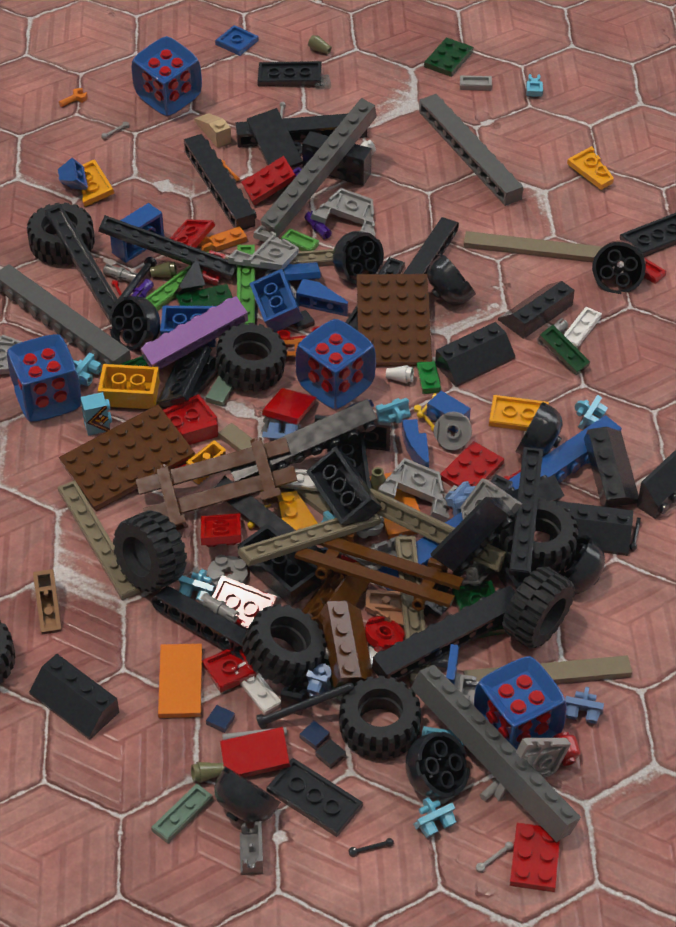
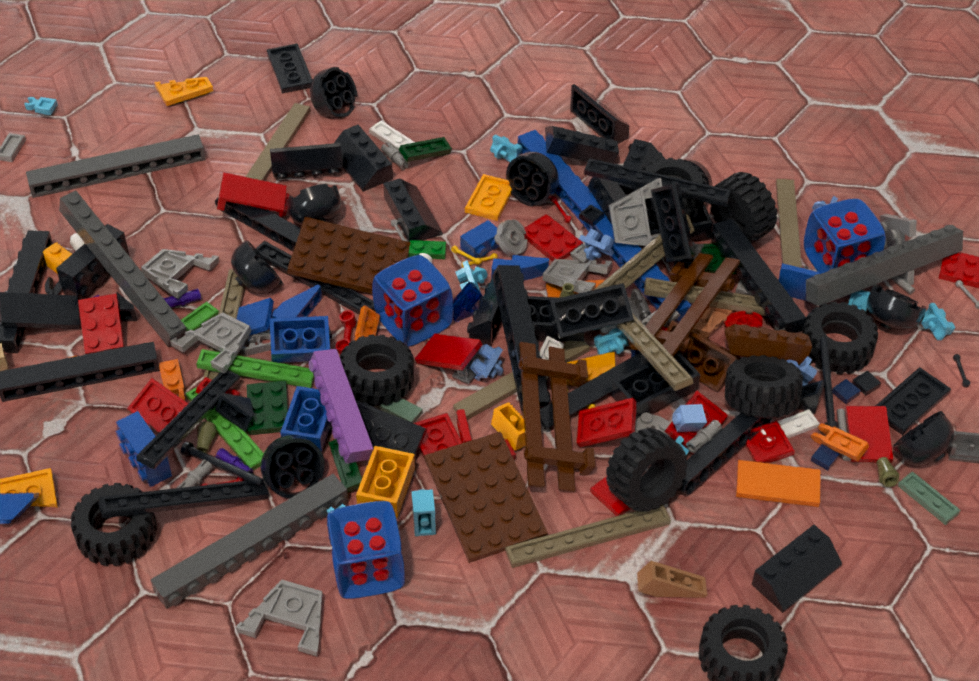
camera: 80 degrees left, 0 degrees up
(232, 588) = (689, 418): none -> light blue brick
(234, 724) = (840, 441): none -> orange hinge
(450, 235) = (252, 193): none -> red panel
(512, 265) = (306, 160): none -> black slope

